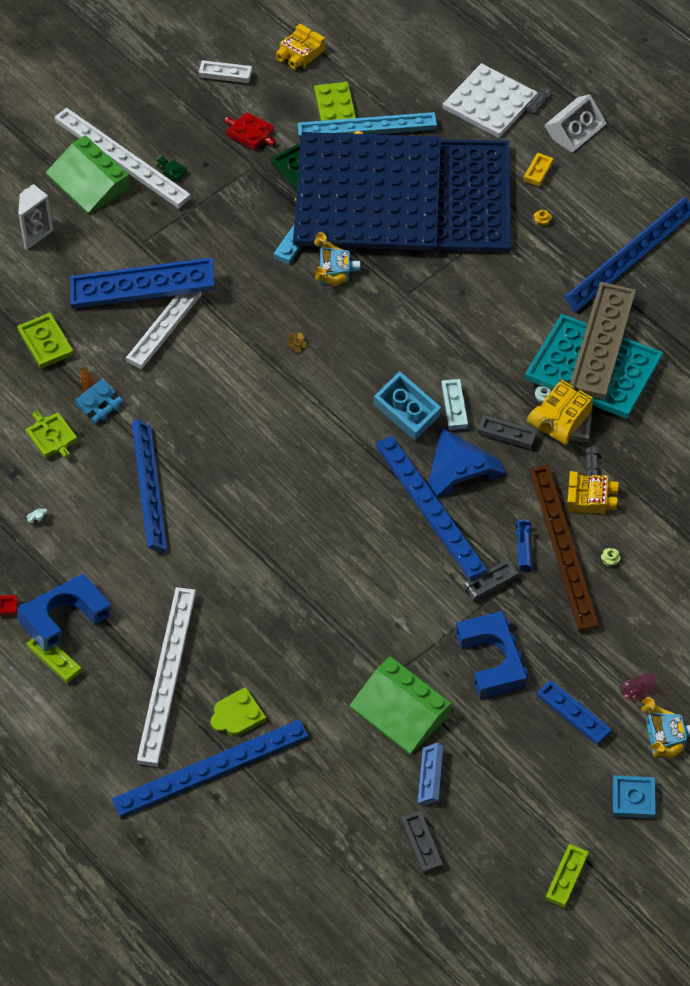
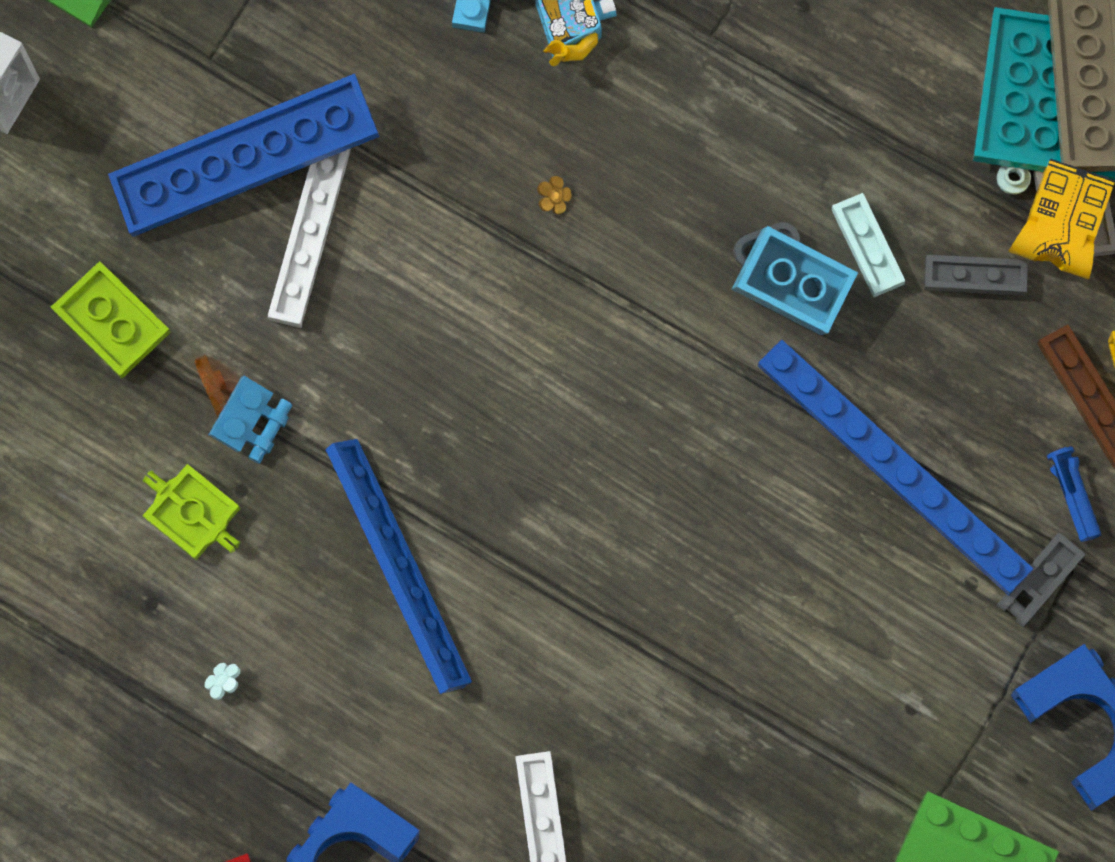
camera: 15 degrees left, 20 degrees up
(460, 461) = (915, 361): blue wedge -> none

